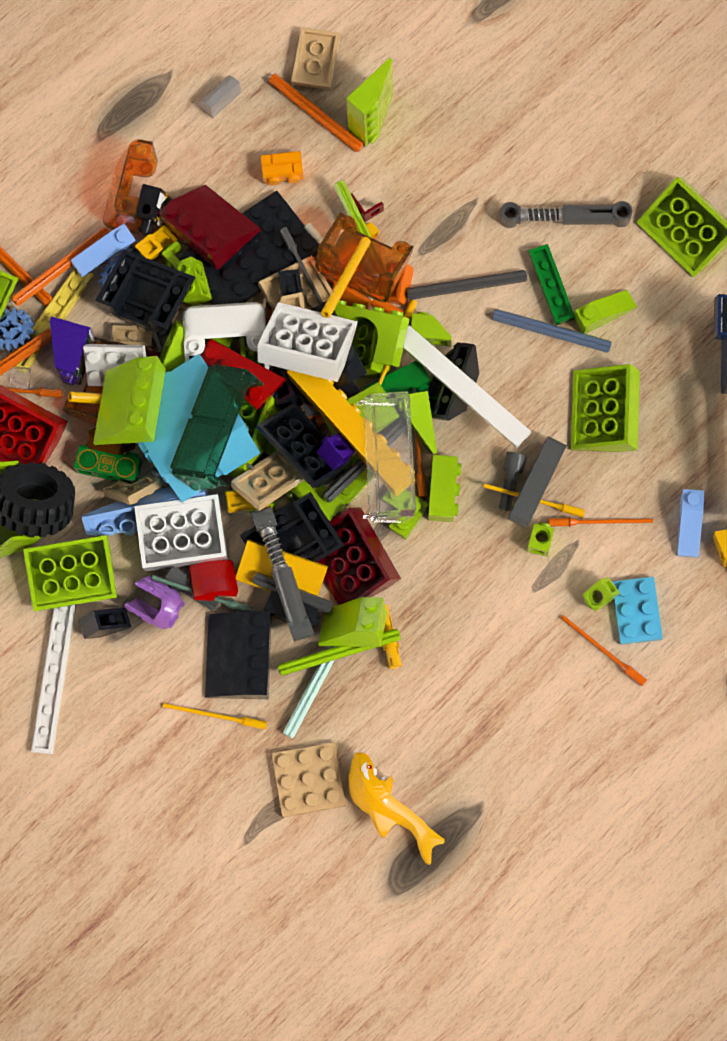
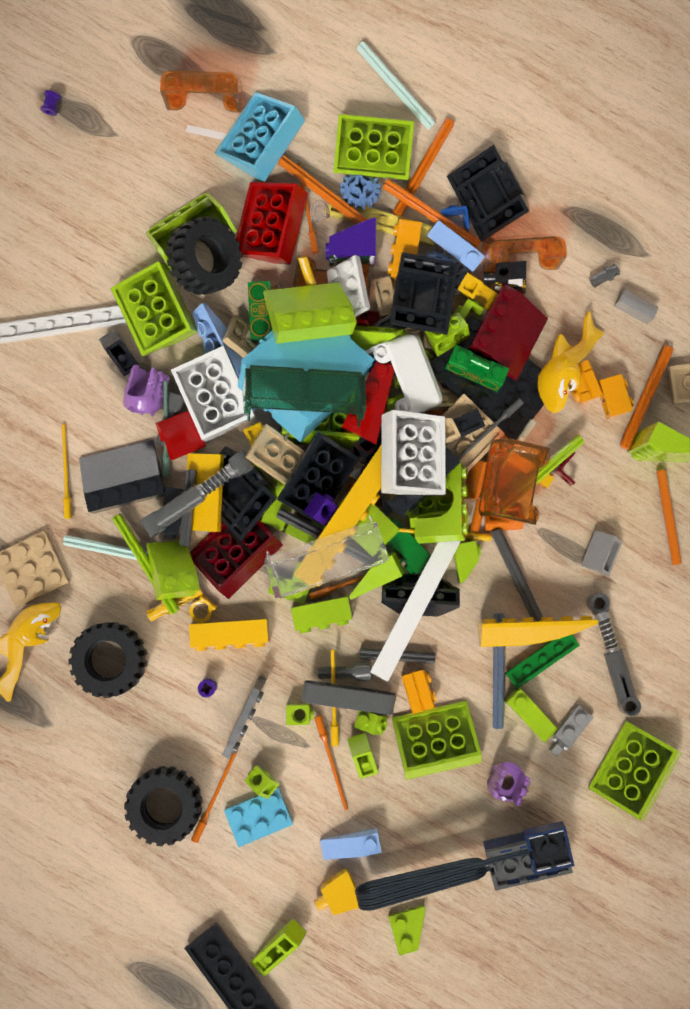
camera: 65 degrees right, 10 degrees up
(58, 204) = (489, 192): none -> black slope
(70, 234) = (455, 210): none -> blue bracket
(82, 297) = (407, 241): none -> light orange brick
(178, 114) = (607, 274): none -> dark grey pin
(237, 262) = (476, 368): none -> green piece
(262, 178) = (563, 366): none -> yellow piece
(306, 139) = (616, 396): none -> light orange piece
(345, 277) = (487, 471): yellow piece -> none
(394, 606) = (211, 606): none -> yellow piece
(436, 689) = (82, 659): none -> black tyre
(437, 586) = (229, 633): none -> yellow brick
(443, 125) = (669, 517): none -> orange piece
(460, 198) = (602, 553): none -> light grey brick
(493, 622) = (204, 693): none -> dark purple bush
(502, 442) = (407, 656): none -> dark grey axle
(513, 580) = (247, 713): none -> wing
(518, 288) = (527, 632): none -> yellow wedge
(549, 413) = (418, 690): none -> light orange brick
(569, 470) = (371, 722): none -> lime bracket
(601, 486) = (362, 755): none -> lime slope
(603, 672) = (142, 821): none -> black tyre
(630, 277) = (570, 730): none -> light grey hinge
(658, 357) = (518, 789): none -> medium lavender piece

